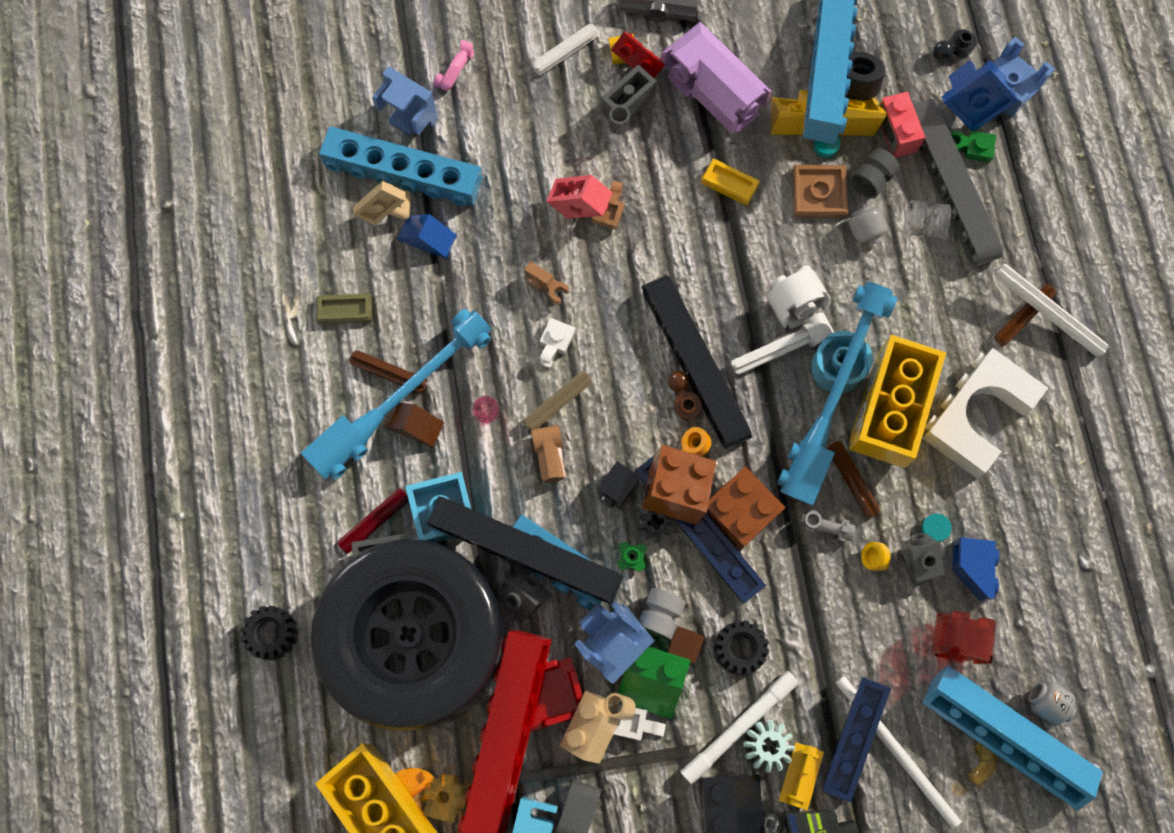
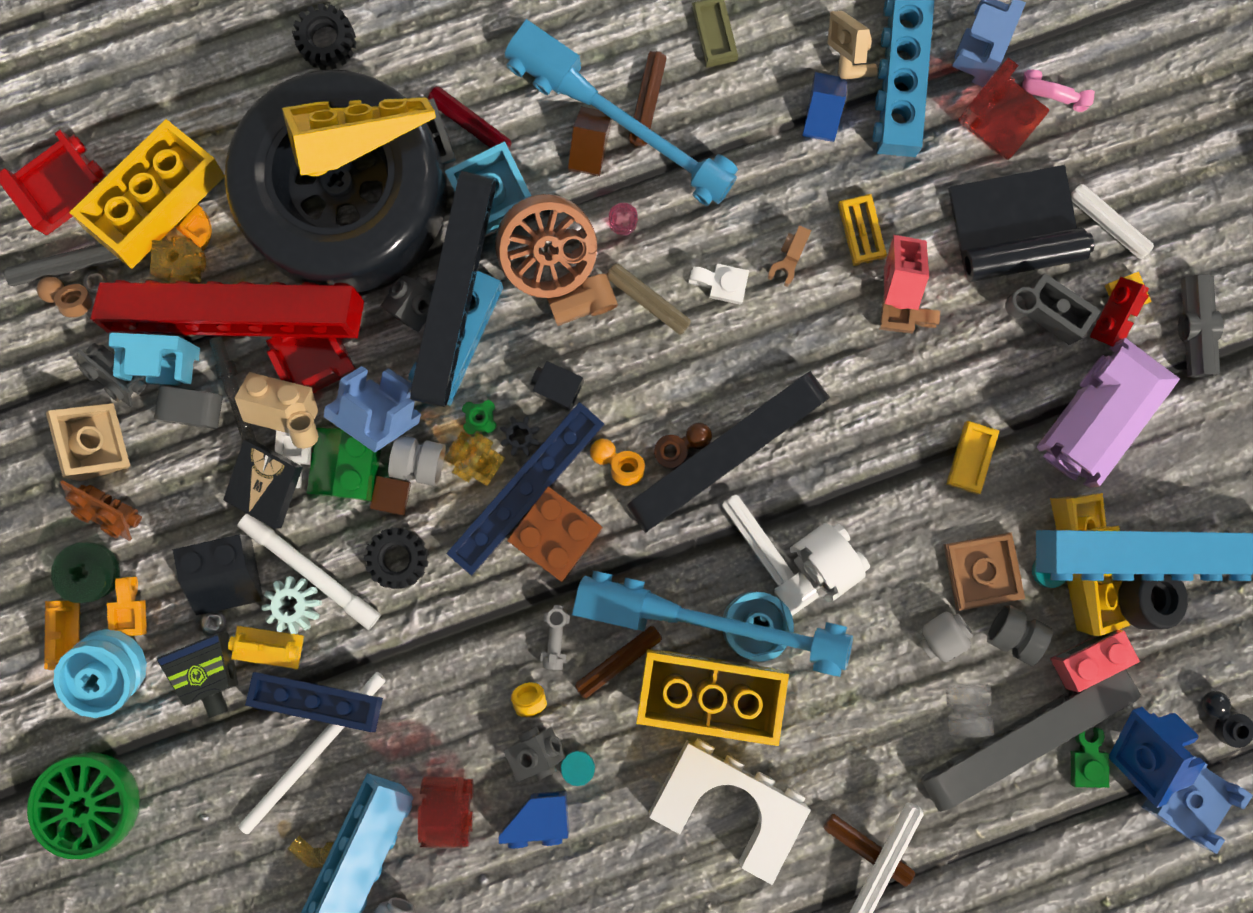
camera: 80 degrees right, 10 degrees up
(379, 613) = (332, 137): none -> yellow wedge
(464, 106) = (1003, 112): none -> clear red bracket
(500, 470) = (584, 255): none -> nougat piece
(515, 232) = (868, 256): none -> yellow tile
(554, 114) = (1017, 224): none -> black door
(659, 752) = (262, 483): none -> black tile
(668, 564) = (474, 458): none -> clear yellow brick
(679, 484) = (565, 453): dark orange brick -> none

